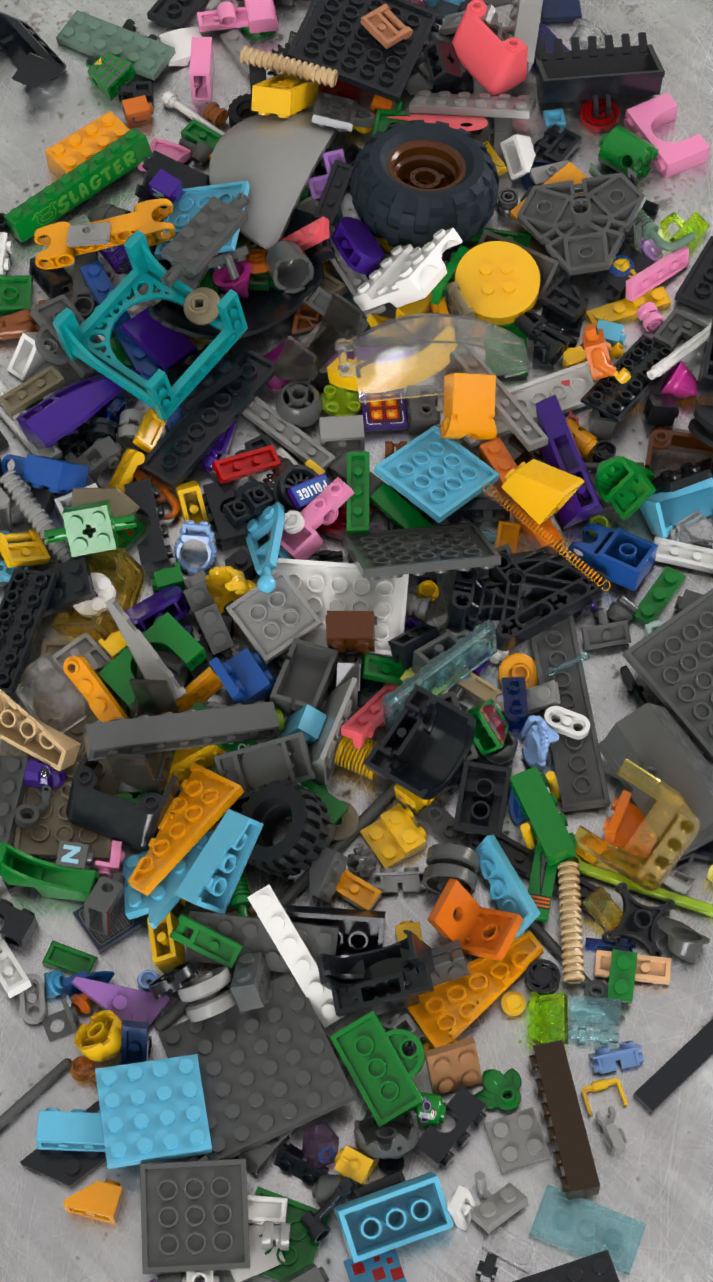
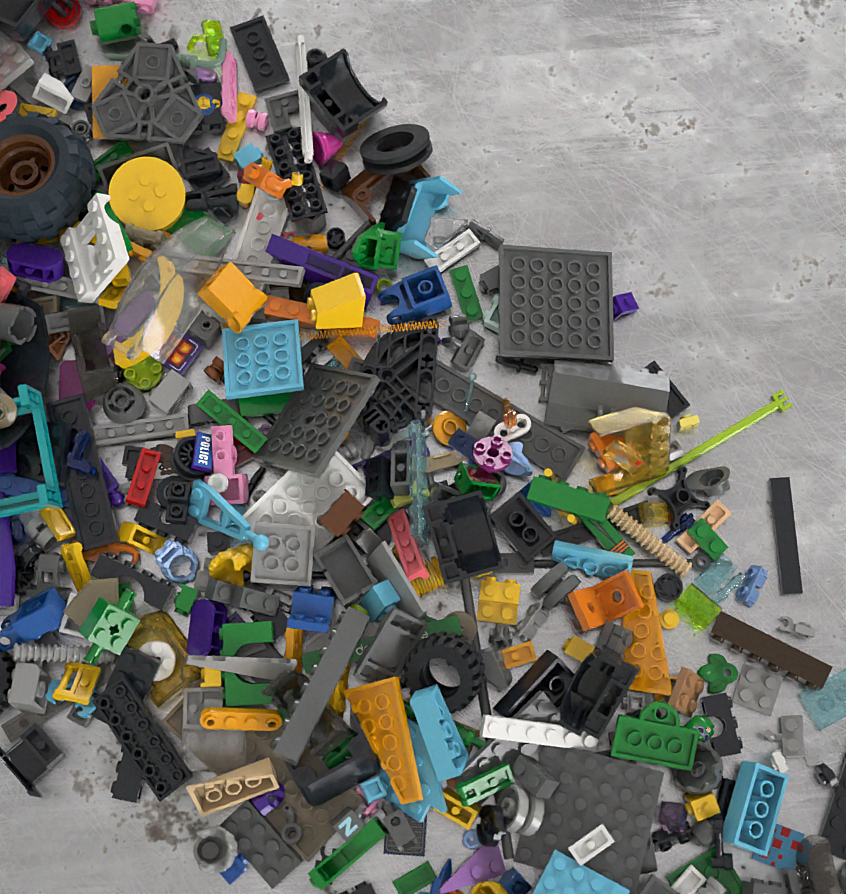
camera: 50 degrees left, 15 degrees up
(123, 854) = (373, 790): none -> medium azure tile
(216, 397) = (73, 462): none -> clear blue bracket
(228, 1081) = (591, 844): none -> white plate
(523, 715) = (492, 453): none -> plate
(574, 707) = (509, 417): none -> clear orange plate
(601, 1085) = (761, 609): yellow piece -> none
(629, 833) = (624, 456): none -> clear yellow tile

